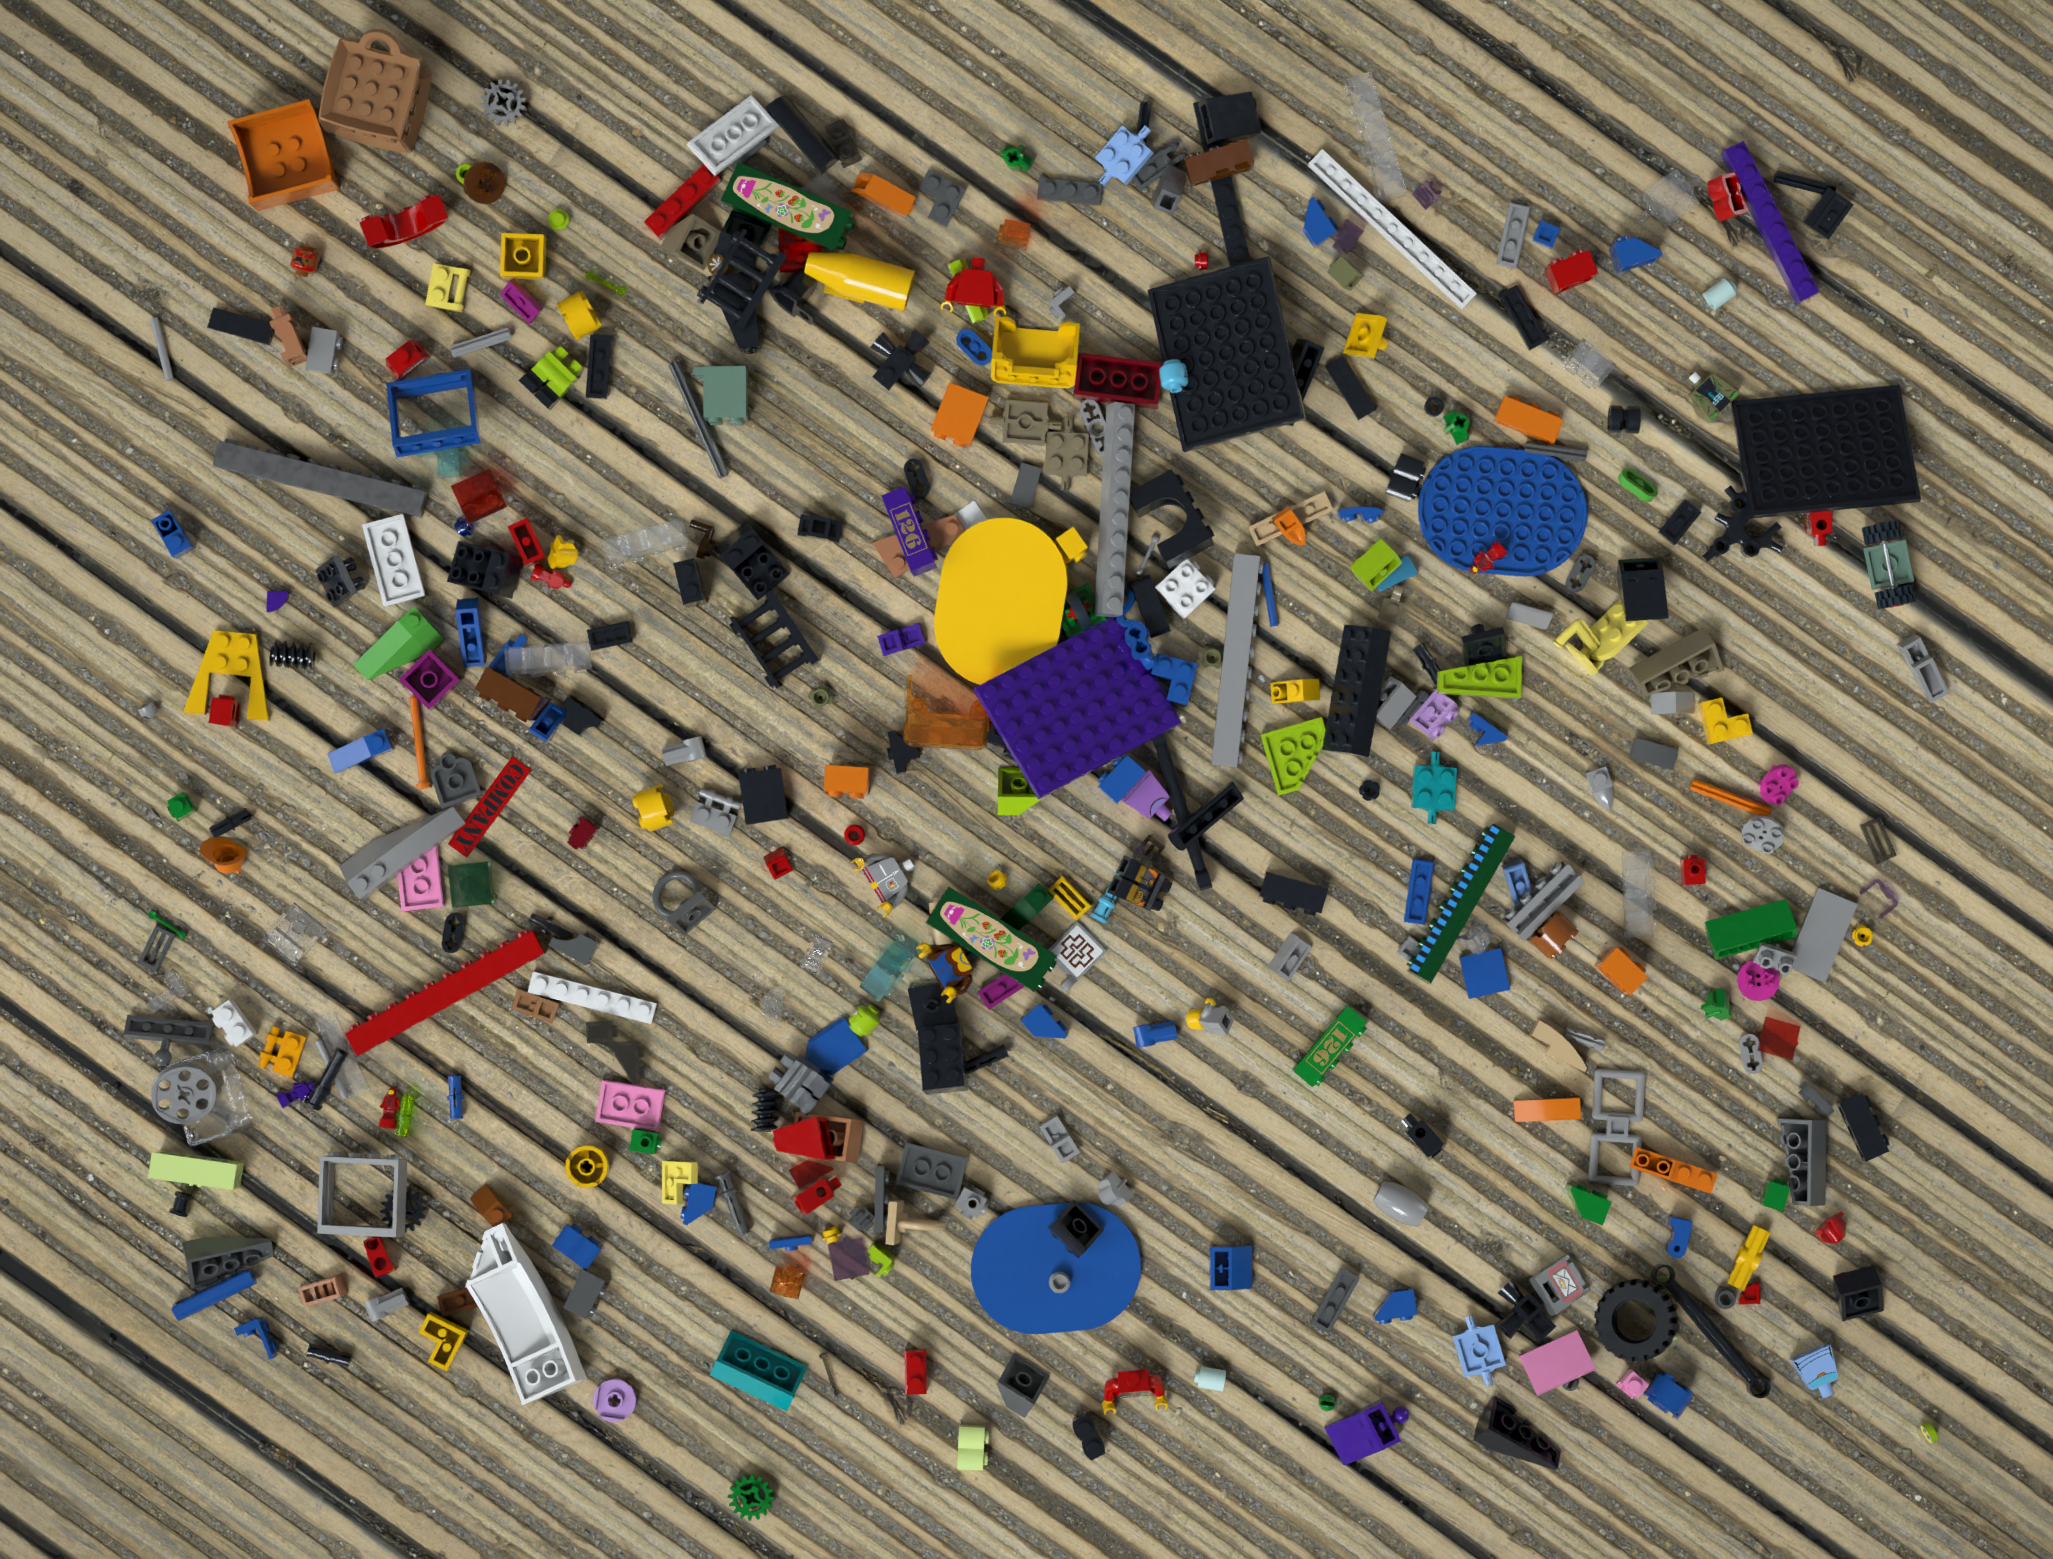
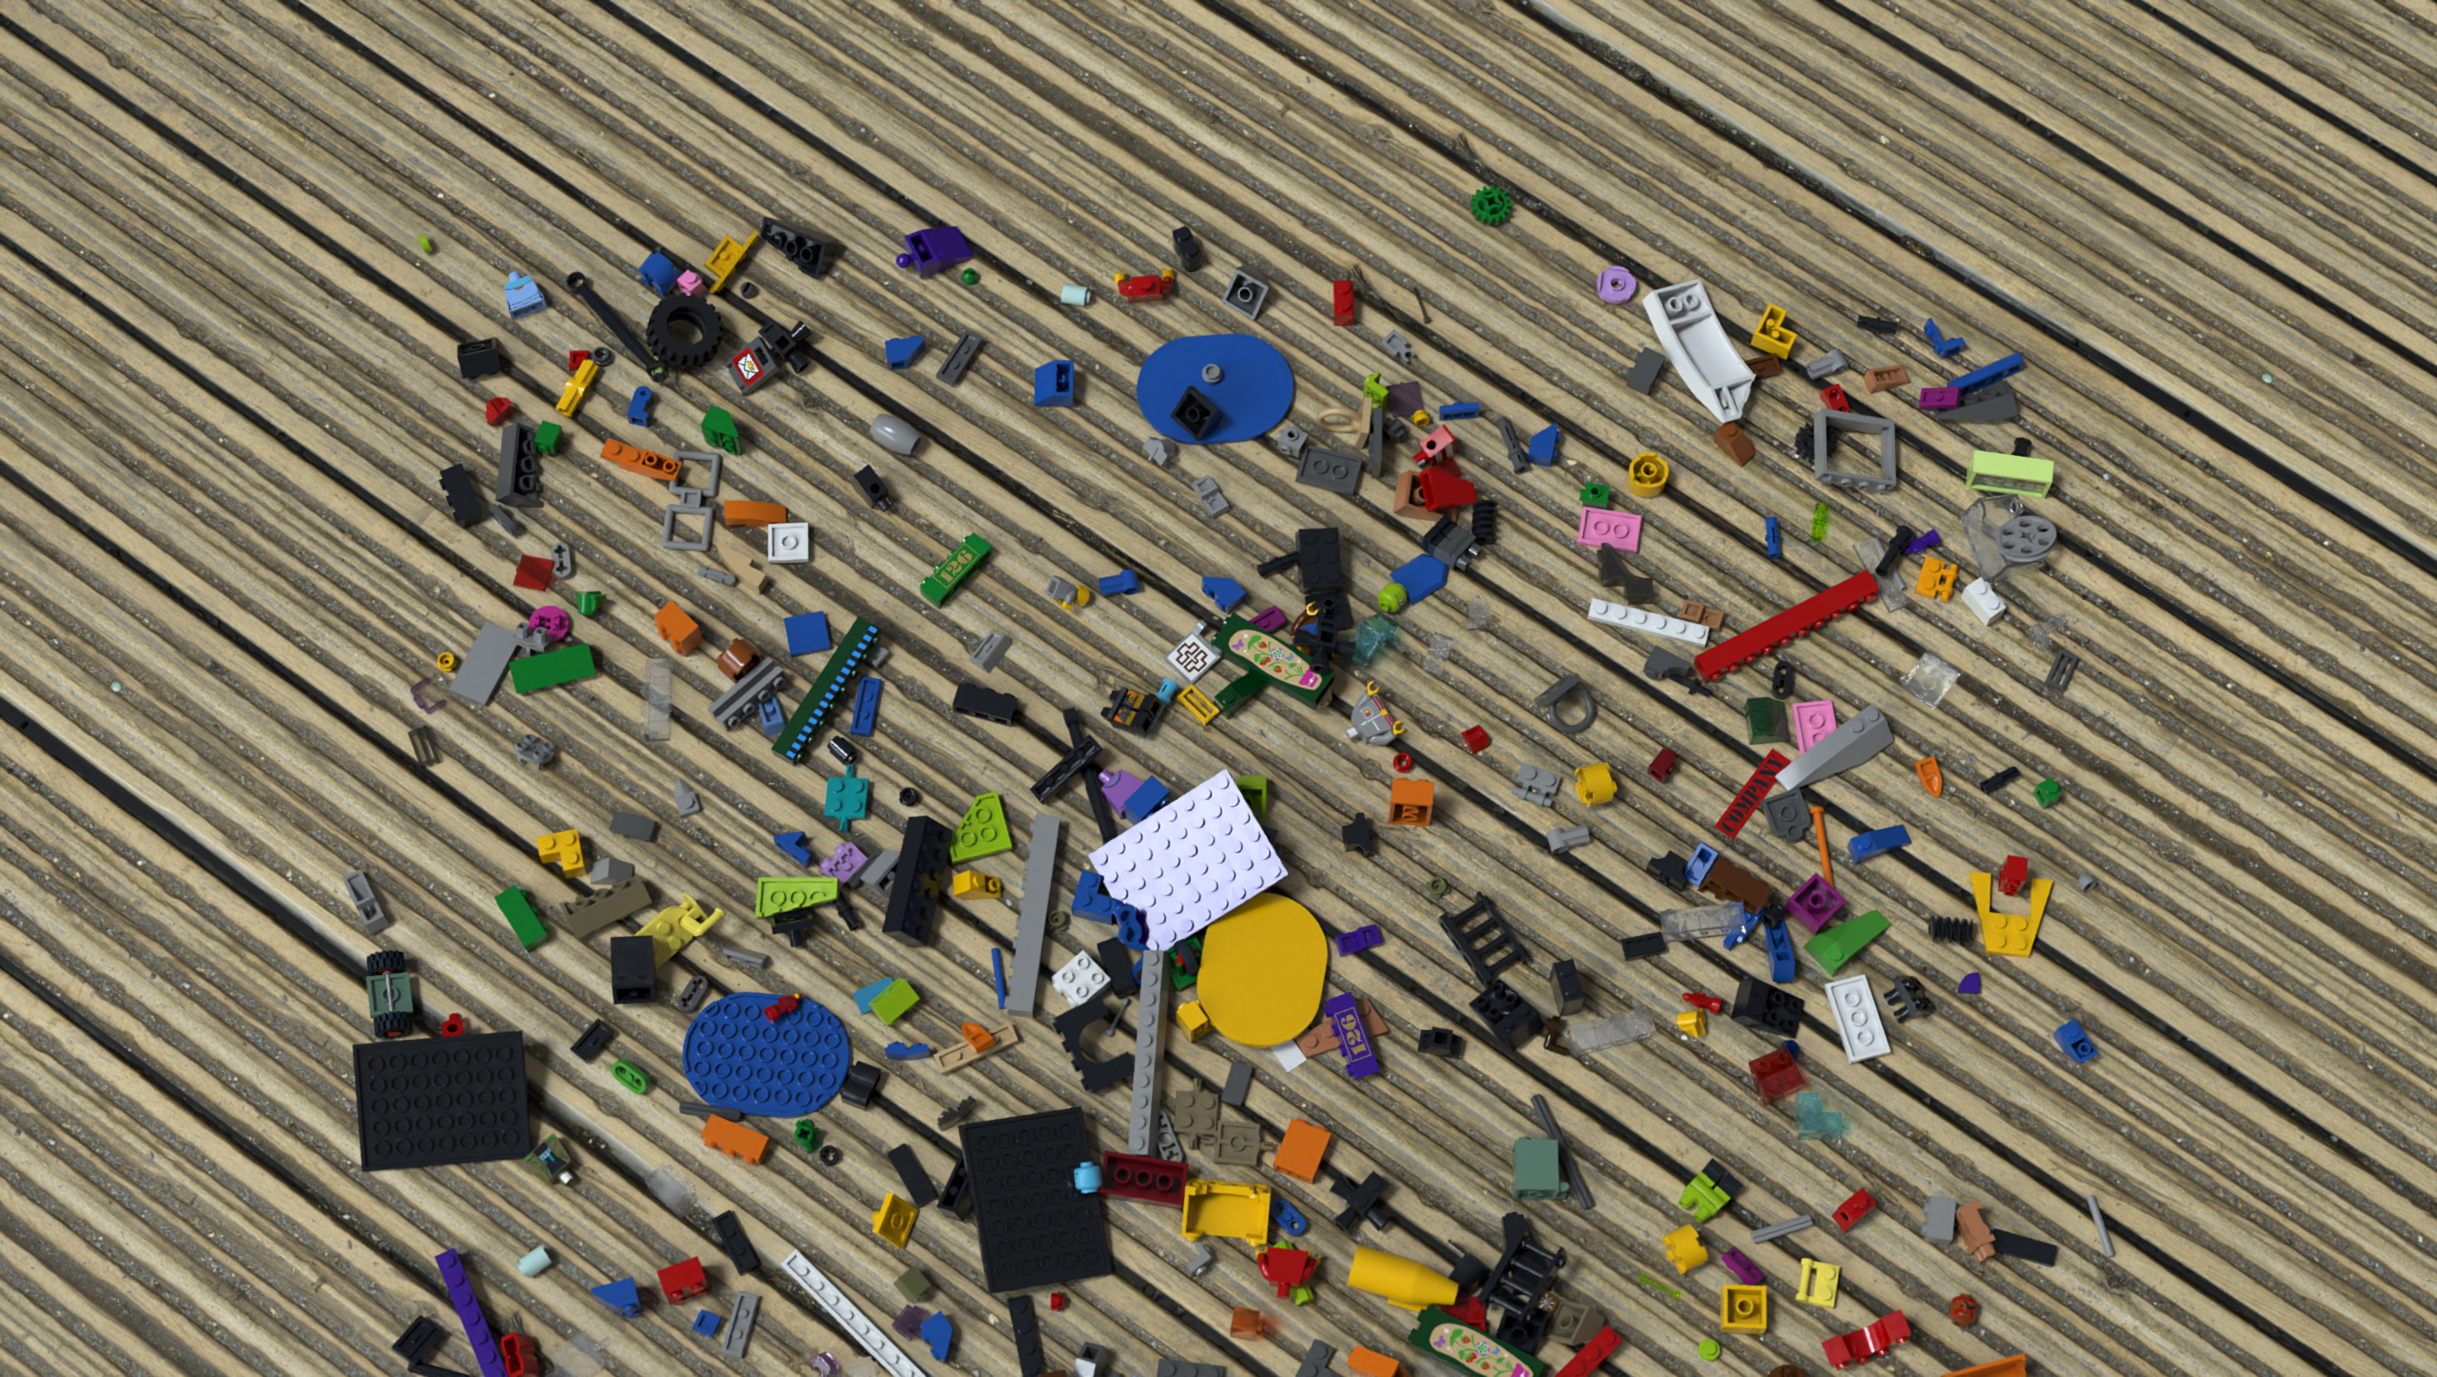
camera: 175 degrees left, 20 degrees down
(153, 915) = (2066, 700): green hinge -> none
(167, 1031) = (2045, 595): dark grey plate -> none
(224, 854) = (2004, 750): orange piece -> none
(265, 1263) = (1940, 398): none -> magenta plate
(303, 826) = (1929, 775): none -> orange plate
(320, 479) = (1934, 1096): flat silver brick -> none
(390, 1106) = (1833, 532): red piece -> none
(438, 439) = (1824, 1119): blue window -> none
(474, 668) = (1773, 915): none -> black bush
(527, 542) = (1727, 1031): red brick -> none
(577, 1246) = (1655, 410): blue brick -> none
(598, 366) = (1662, 1202): black plate -> none
(674, 1176) = (1565, 464): light yellow plate -> none
(758, 1370) = (1485, 306): teal slope -> none
(763, 795) = (1490, 797): black brick -> none
(787, 1282) = (1461, 376): clear orange brick -> none
(858, 1322) = (1395, 344): none -> light grey plate
(921, 476) = (1339, 1093): black beam -> none
(938, 952) = (1323, 644): none -> black brick
(942, 729) = (1339, 846): clear orange windscreen -> none
(971, 1447) = (1292, 242): yellowish green brick -> none
(997, 880) = (1267, 719): yellow plate -> none
(1144, 857) = (1128, 729): clear smoke tile -> none
(1315, 443) = (951, 1117): none -> clear smoke slope
(1392, 608) = (879, 964): dark tan plate -> none
(1440, 839) = (842, 750): none -> black brick
(1475, 937) = (813, 662): clear piece -> none
(1479, 1350) = (829, 315): light blue plate -> none
(1509, 1077) = (788, 543): none -> white plate
(1557, 1363) = (759, 303): bright pink tile -> none
(1596, 1418) = (725, 258): none -> yellow bracket
(1624, 419) = (640, 1138): black wheel -> none
(1693, 870) = (603, 719): red brick -> none
(1730, 798) = (562, 785): orange axle -> none
(1736, 530) = (536, 1029): black plant -> none
(1760, 651) = (522, 918): none -> green brick
(1778, 784) = (515, 795): dark pink plate -> none

